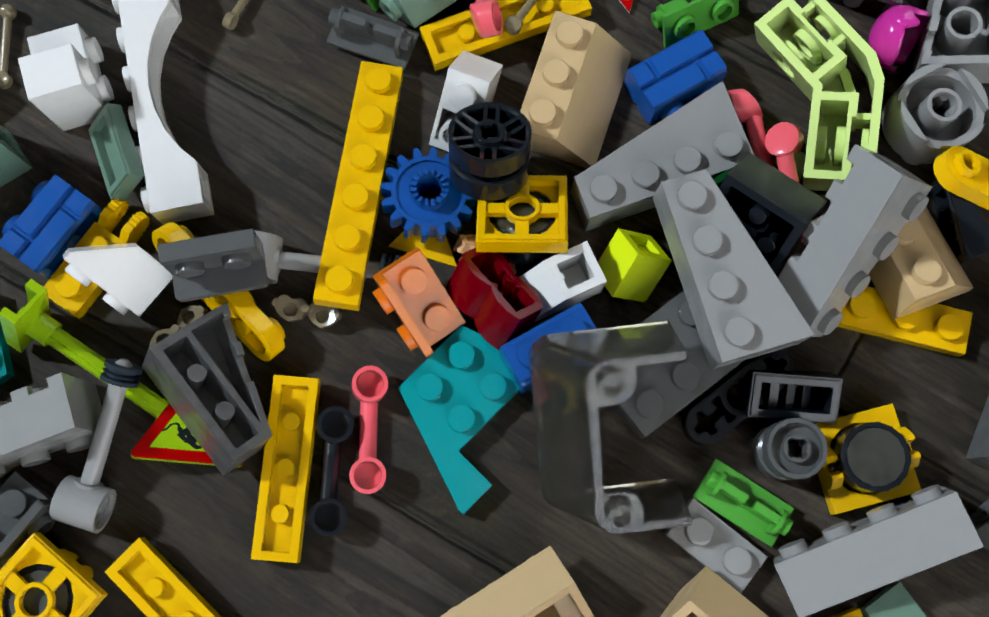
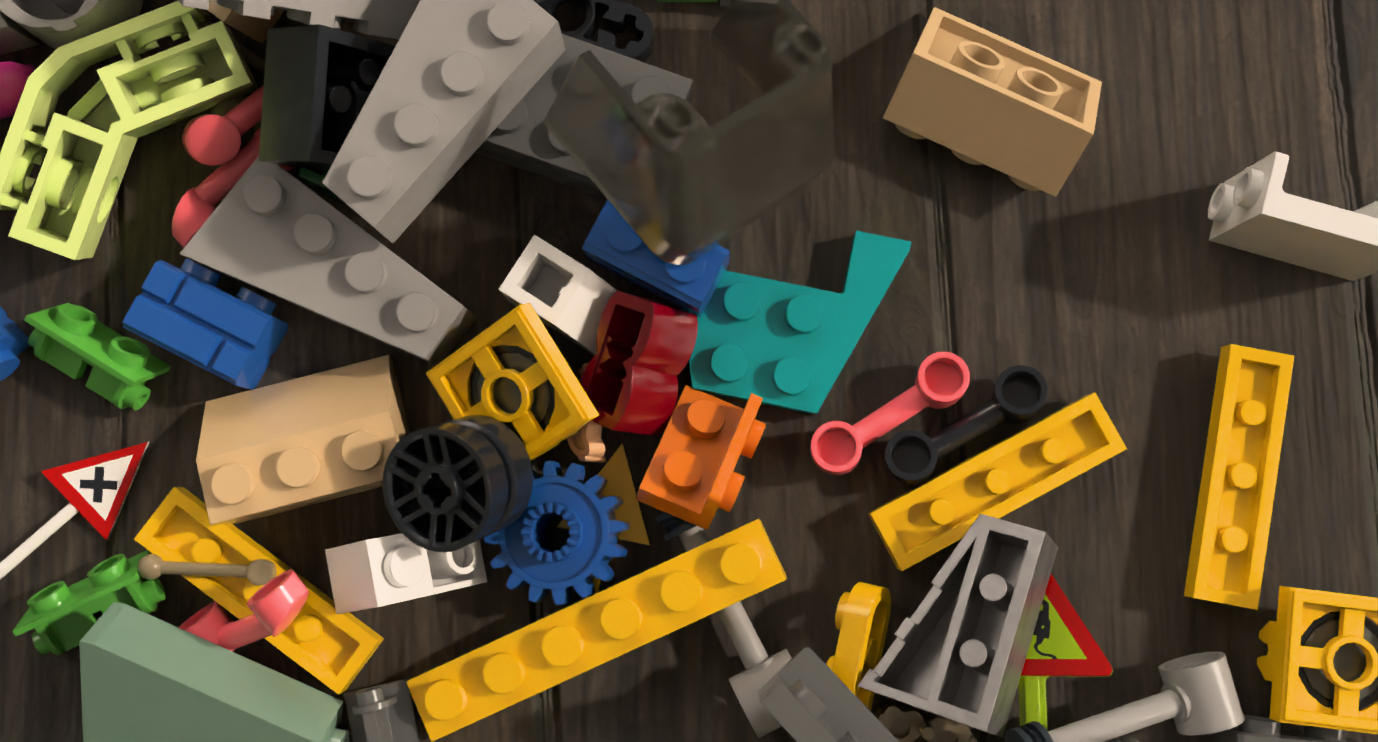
camera: 120 degrees left, 5 degrees up
(297, 309) = (803, 605): dark tan piece -> none
(633, 265) = (485, 229): neon yellow panel -> none

